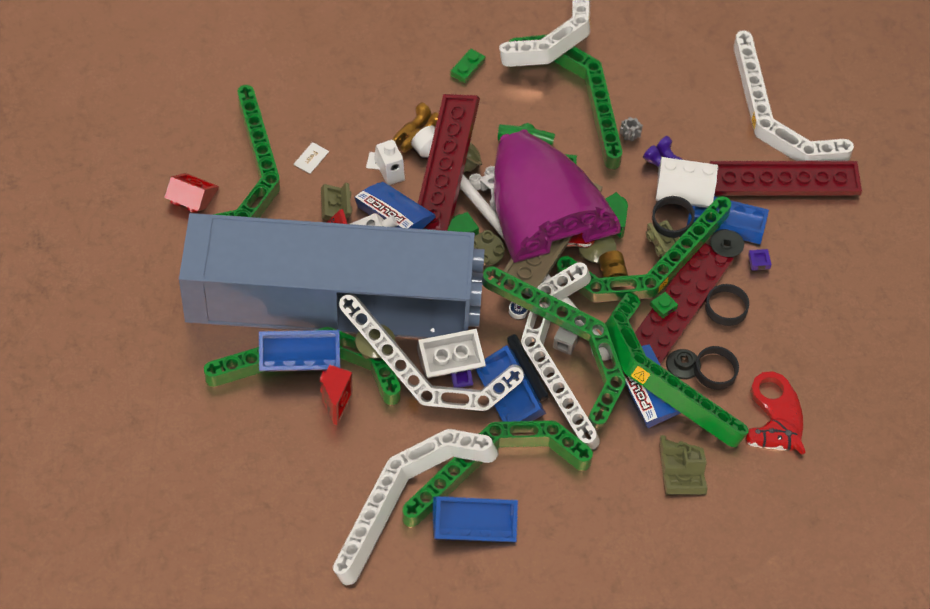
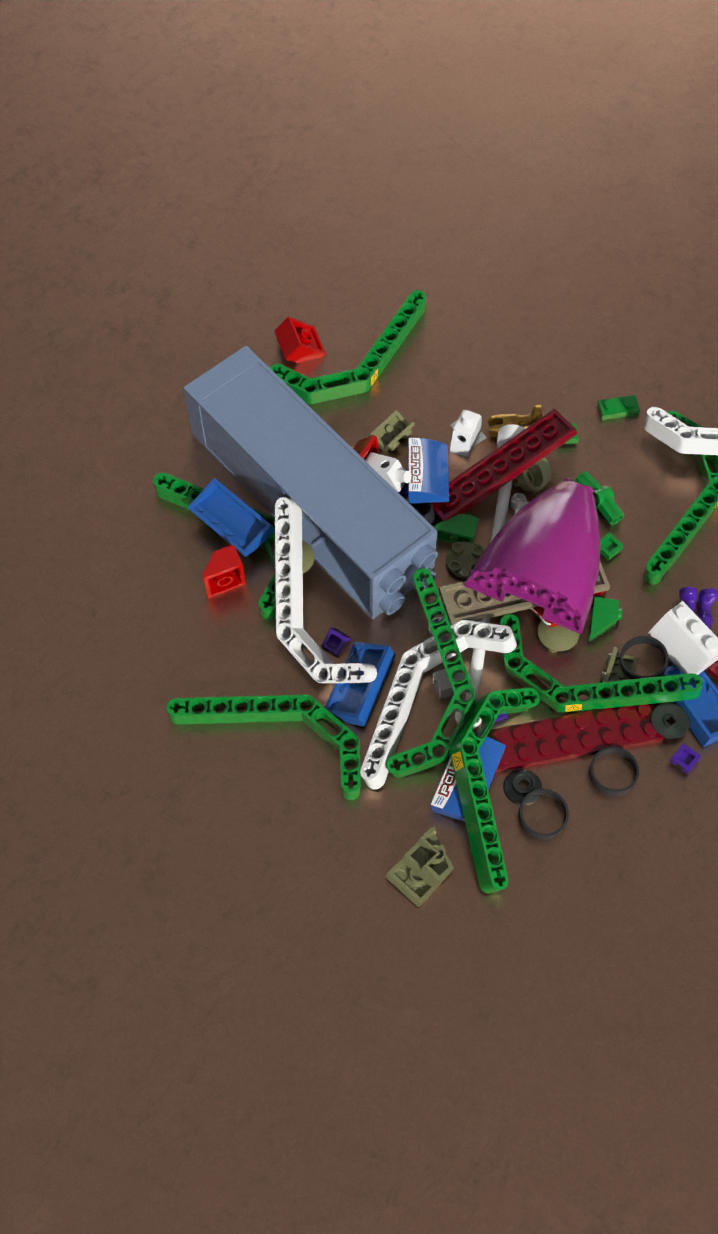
camera: 50 degrees right, 5 degrees up
(311, 157) = (416, 385): white sticker -> none
(391, 484) = (176, 679): white beam -> none
(450, 353) = (340, 616): white slope -> none
(475, 519) = (214, 757): blue slope -> none
(527, 367) = (378, 707): black axle -> none
(612, 264) = (550, 657): pearl gold wheel -> none
(631, 129) = (695, 561): light grey gear -> none
(663, 305) = (554, 724): green plate -> none
(785, 412) = (561, 905): red animal -> none

